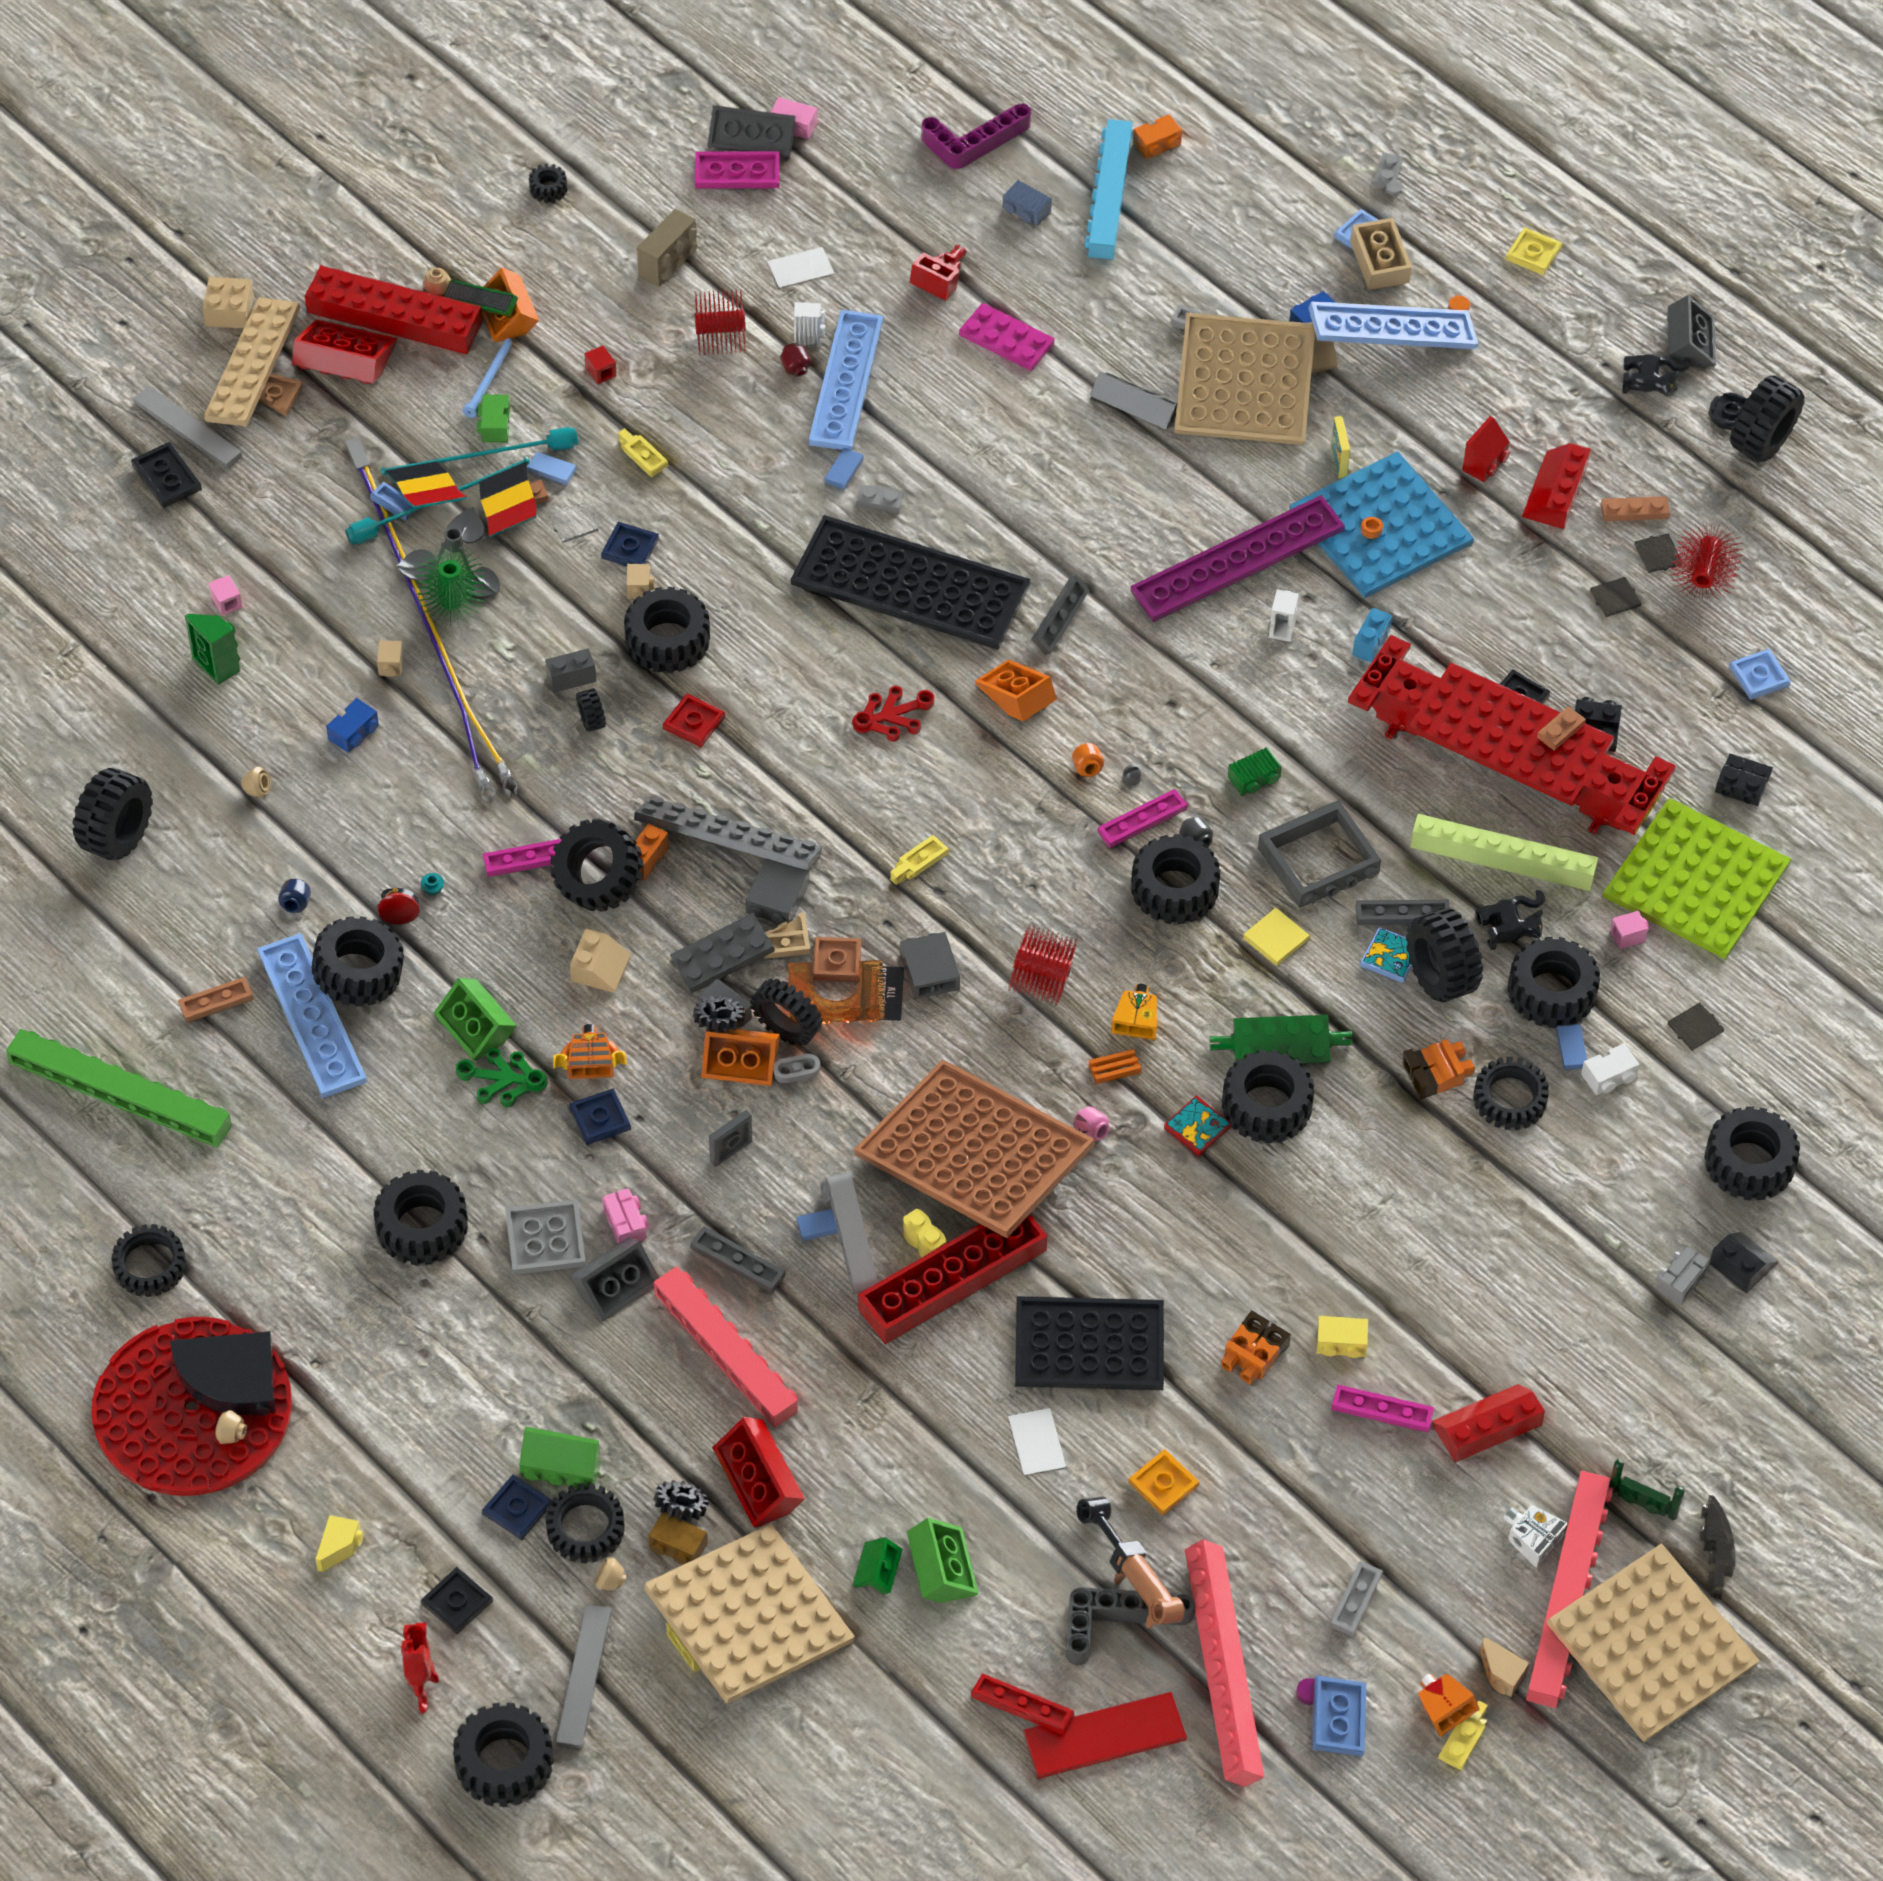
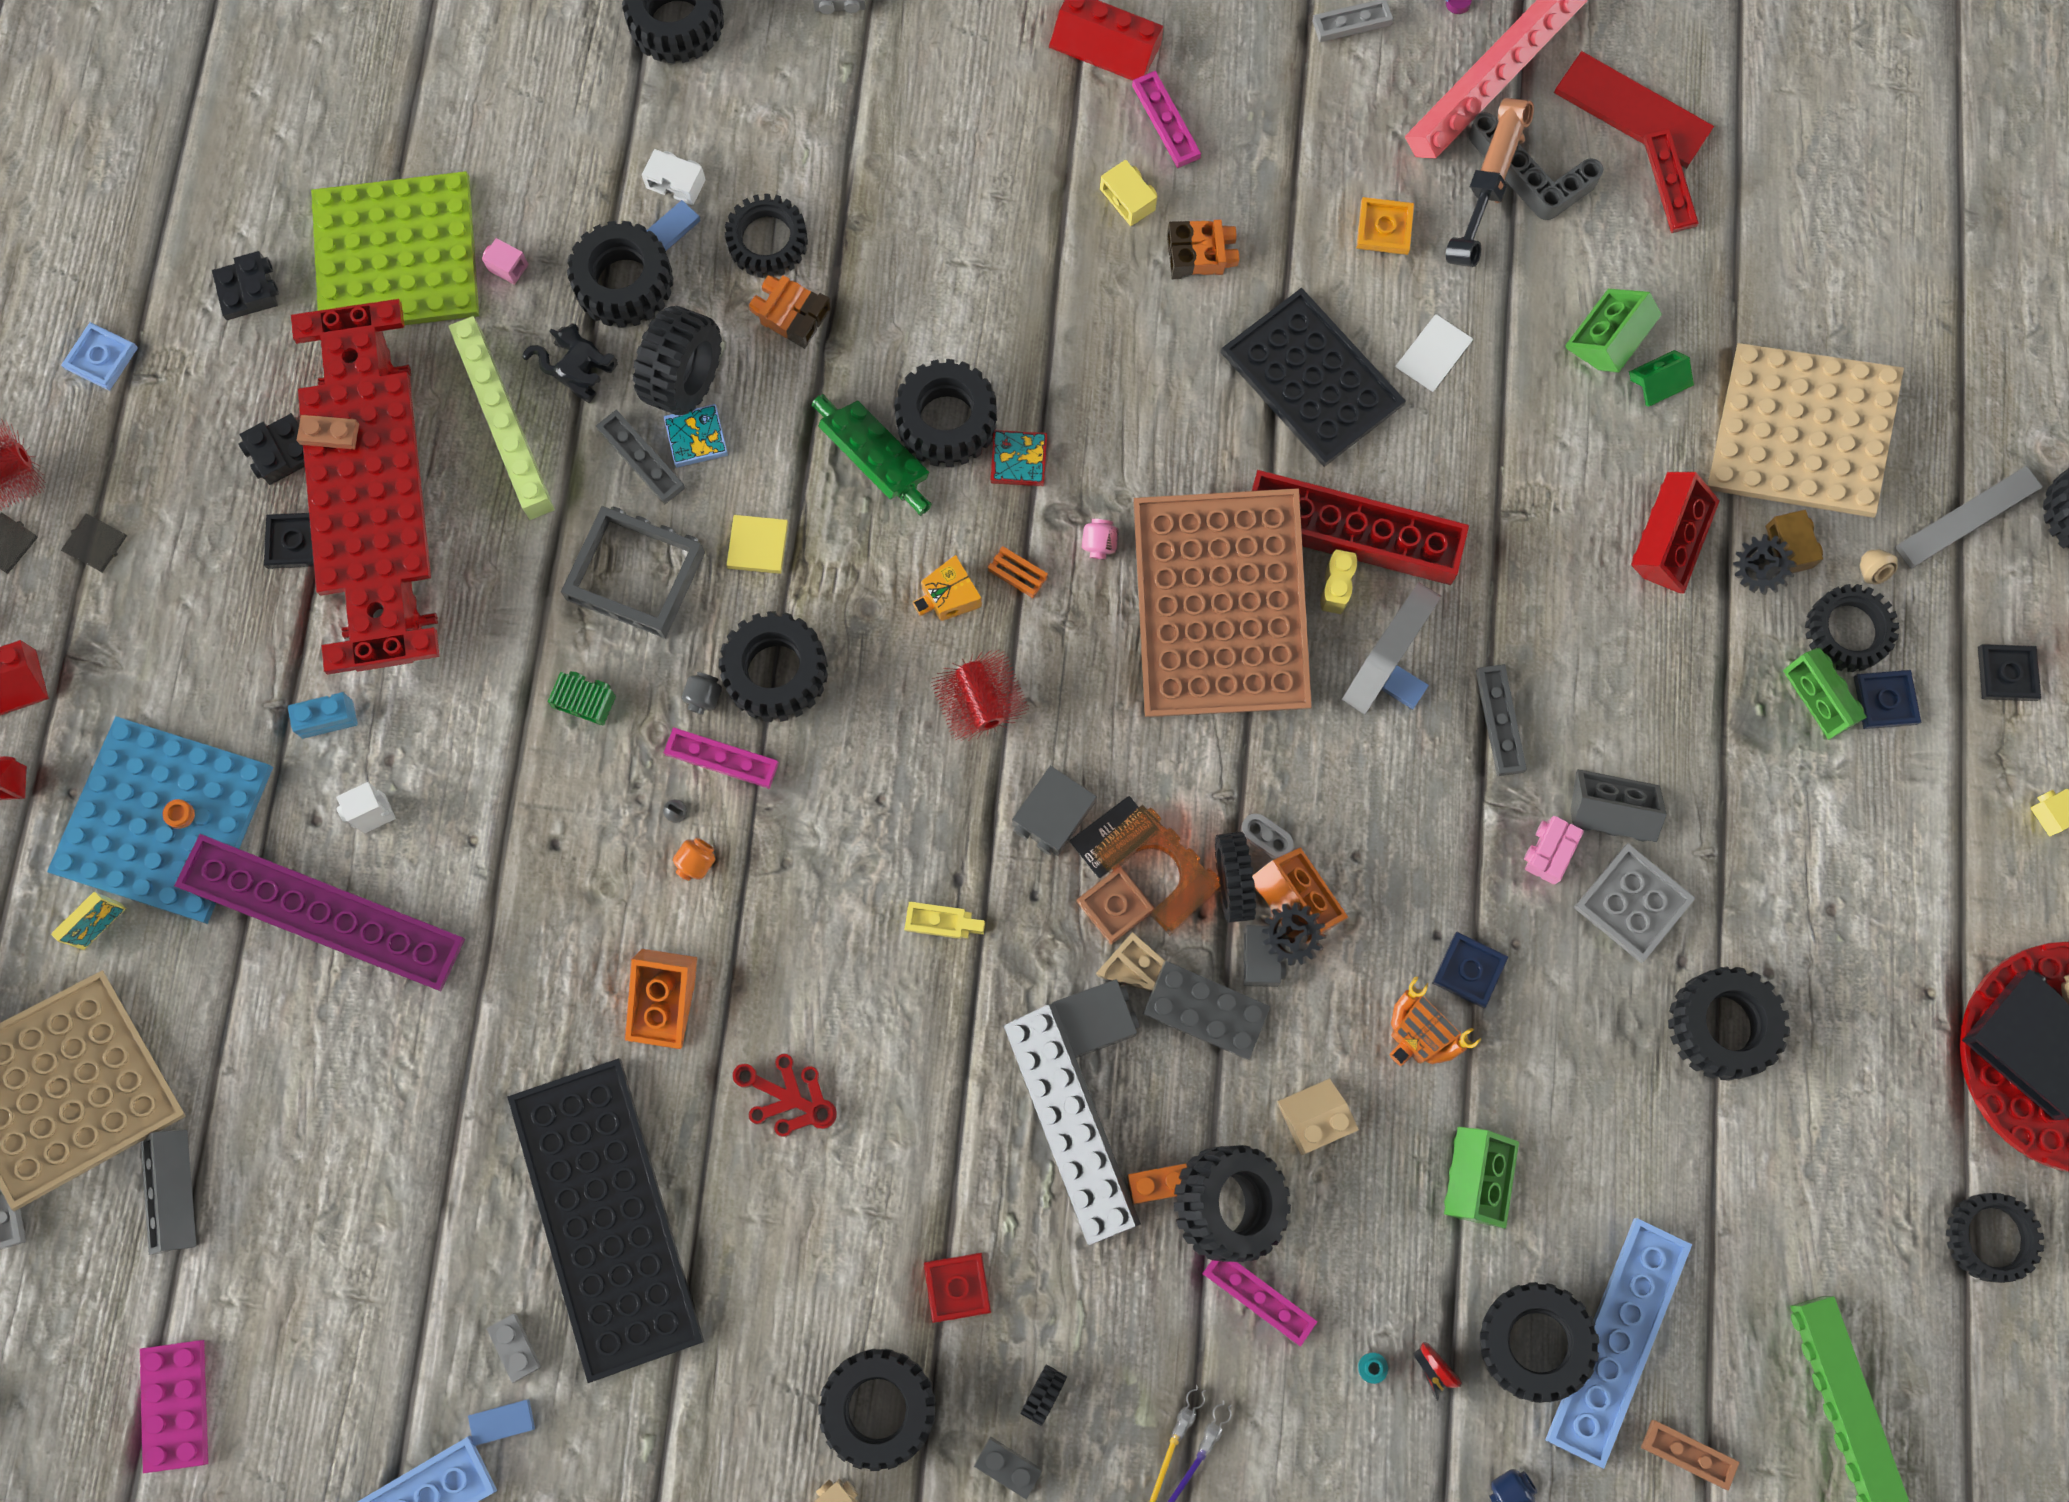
camera: 130 degrees left, 20 degrees up
(503, 1077) = (1510, 1093): green plant -> none
(726, 1347) = (1591, 657): coral brick -> none
(730, 1138) = (1400, 819): dark grey tile -> none
(1060, 614) = (529, 1030): dark grey plate -> none
(1695, 1026) = (565, 151): clear smoke piece -> none

